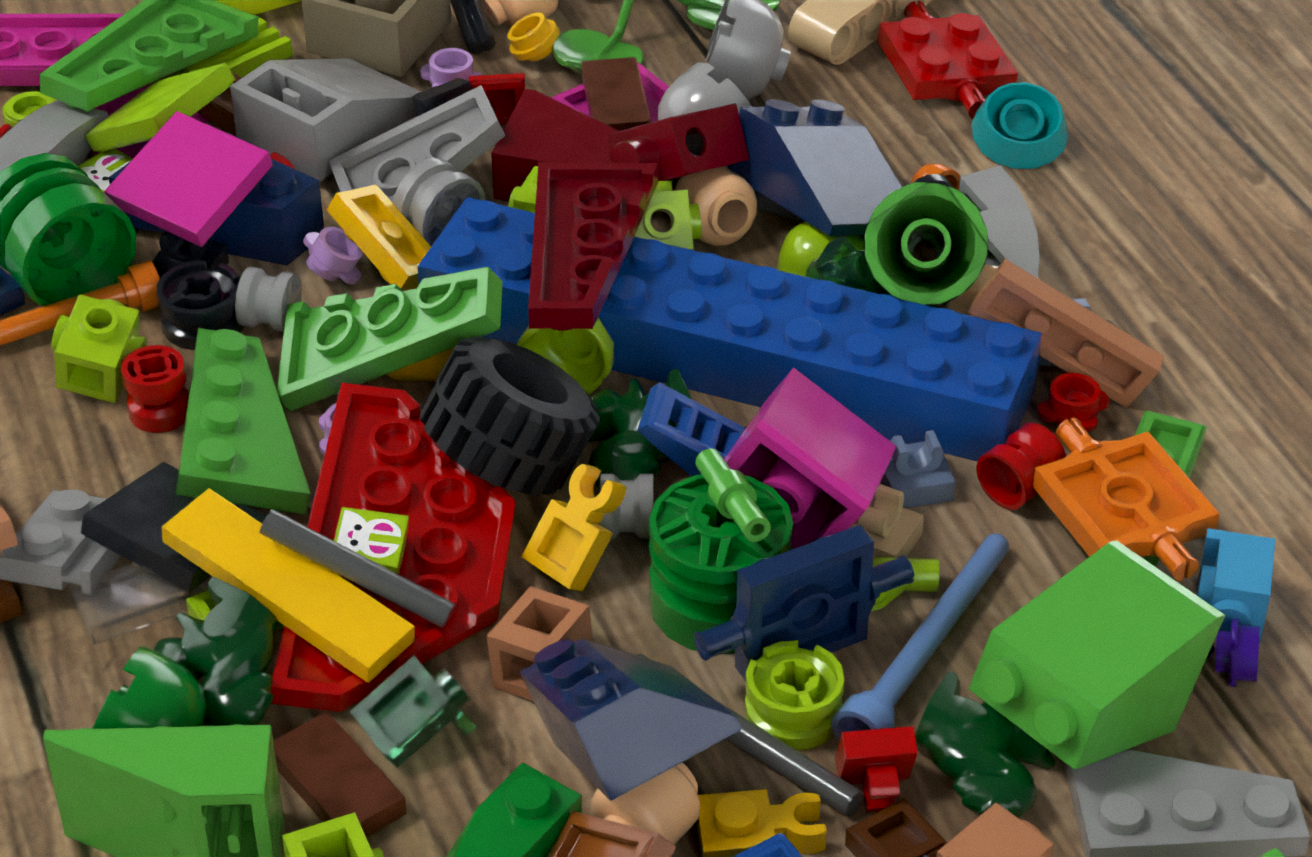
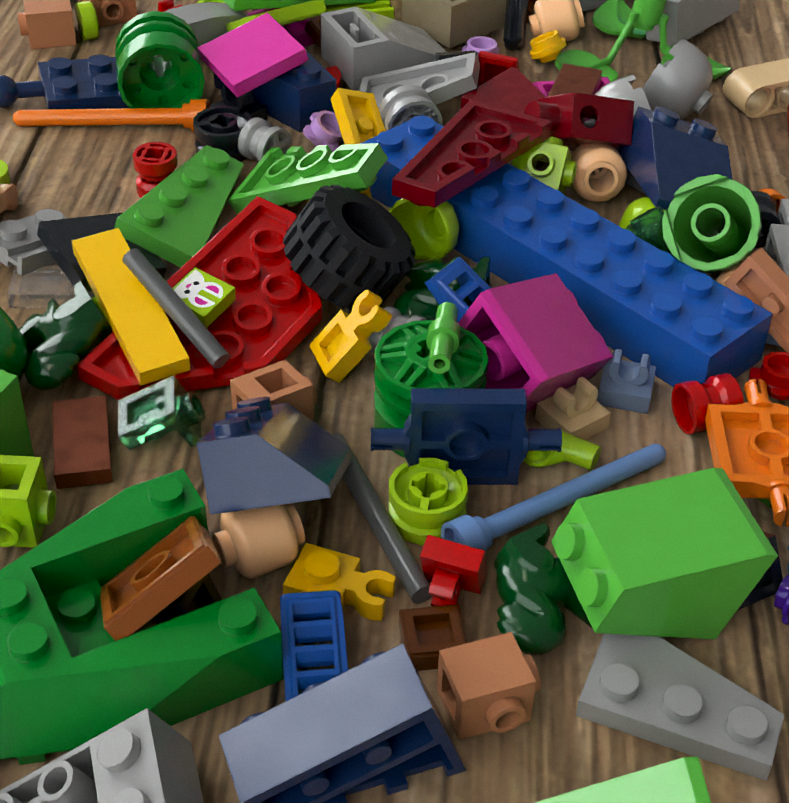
camera: 25 degrees right, 0 degrees up
(94, 345) = (130, 129): lime brick -> none

